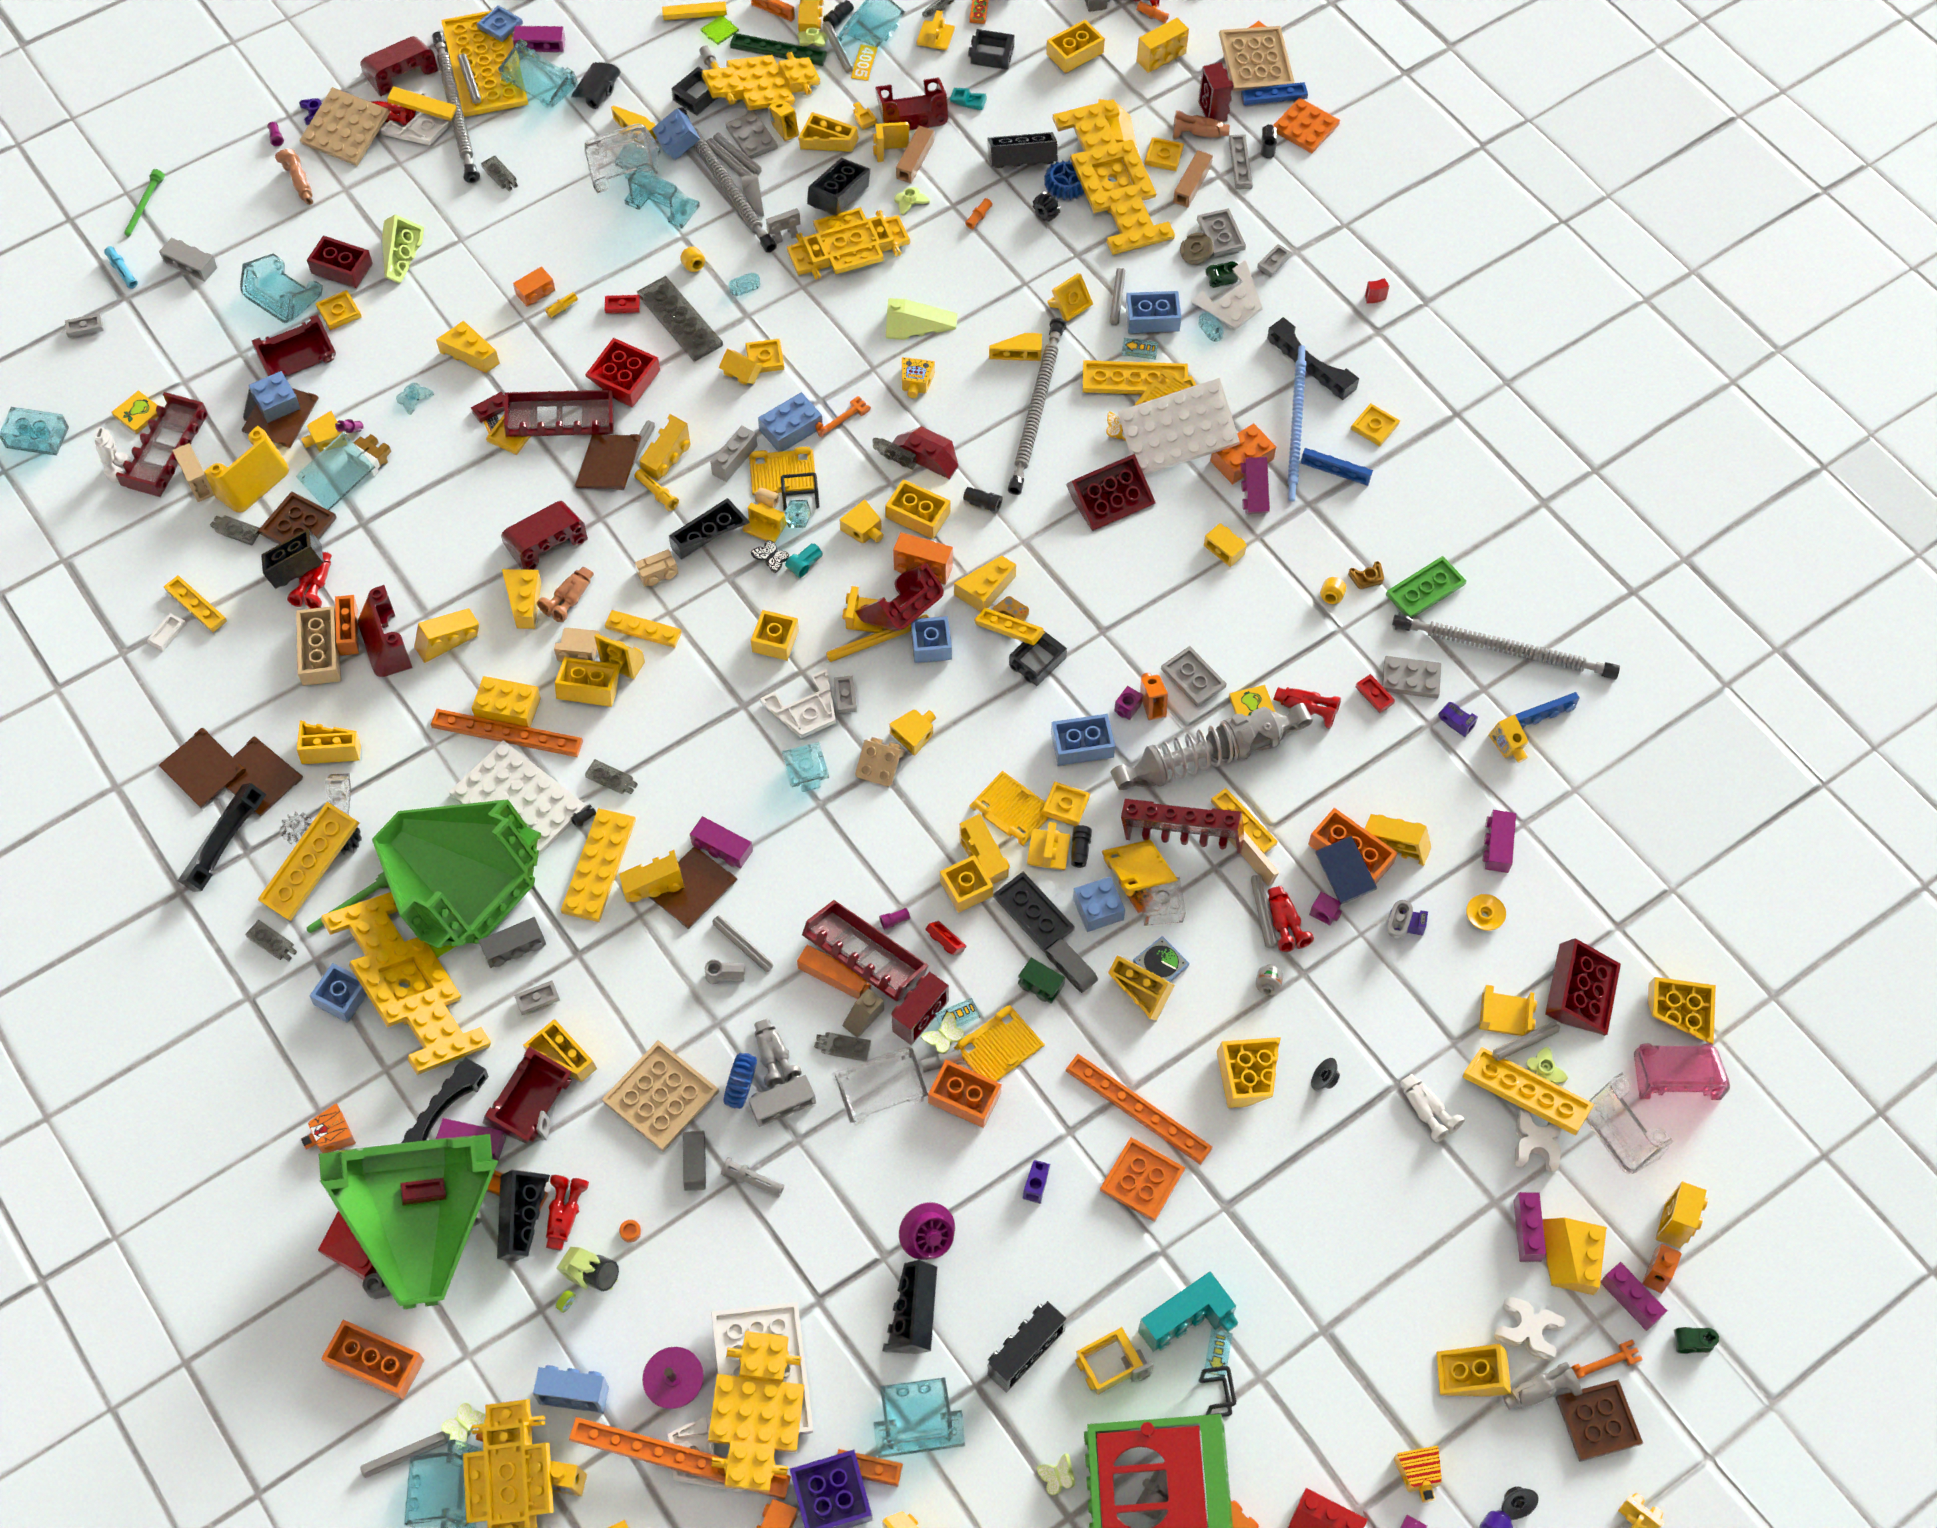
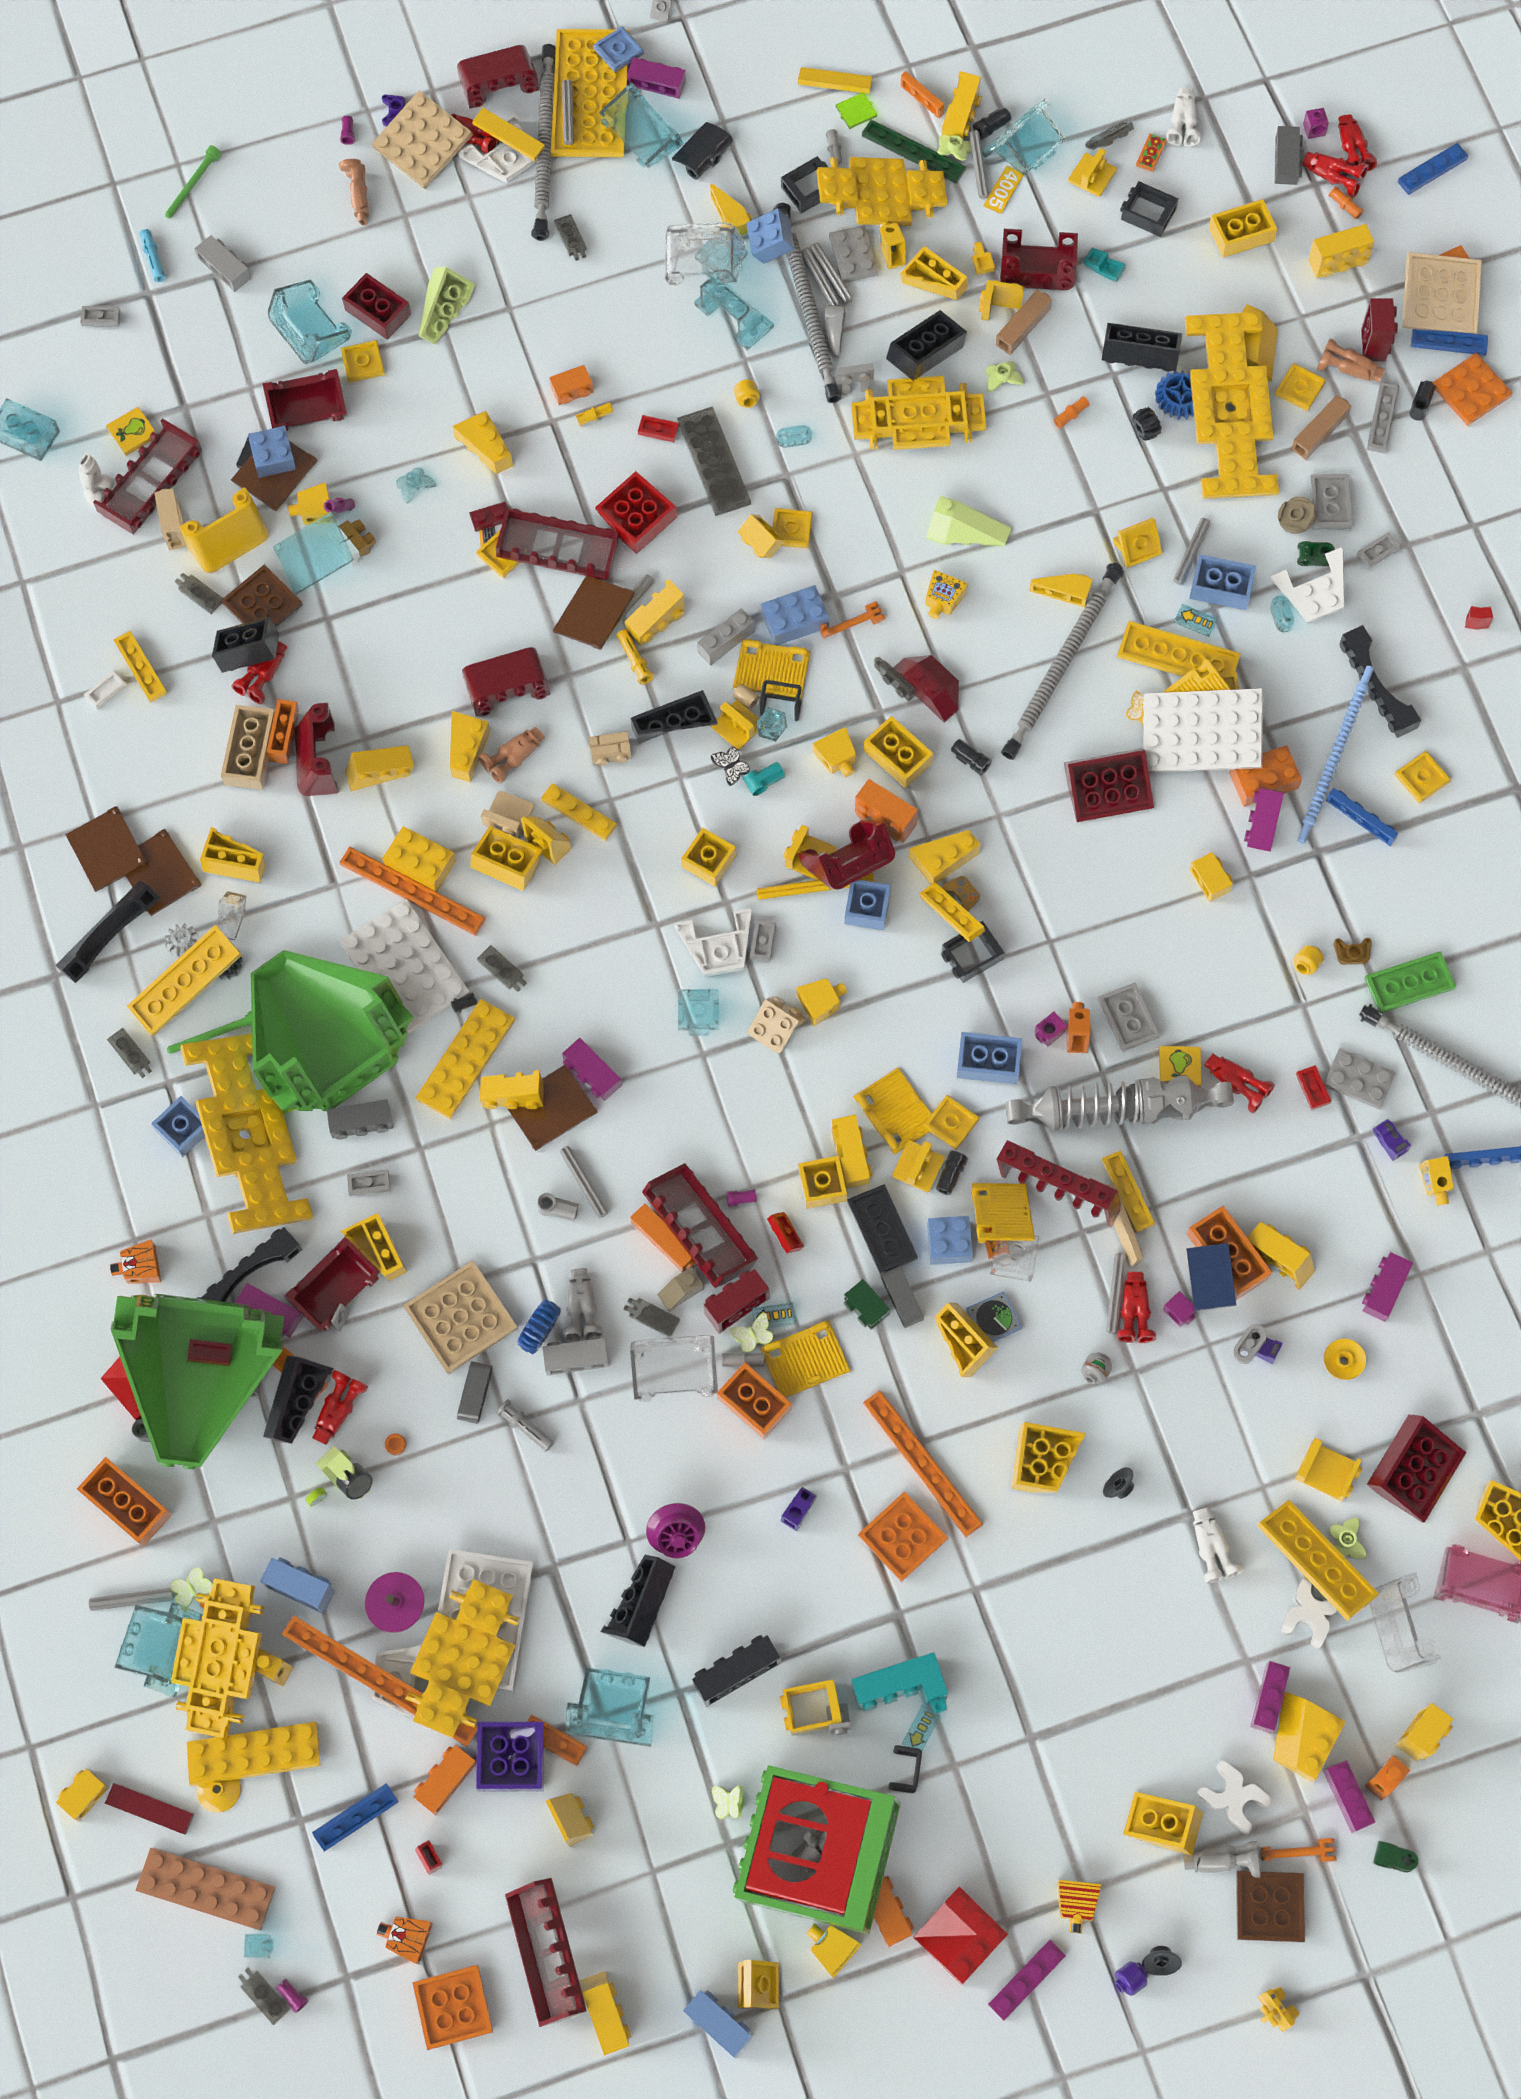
camera: 20 degrees right, 10 degrees up
(1525, 1040) = (1336, 1506): light grey axle -> none

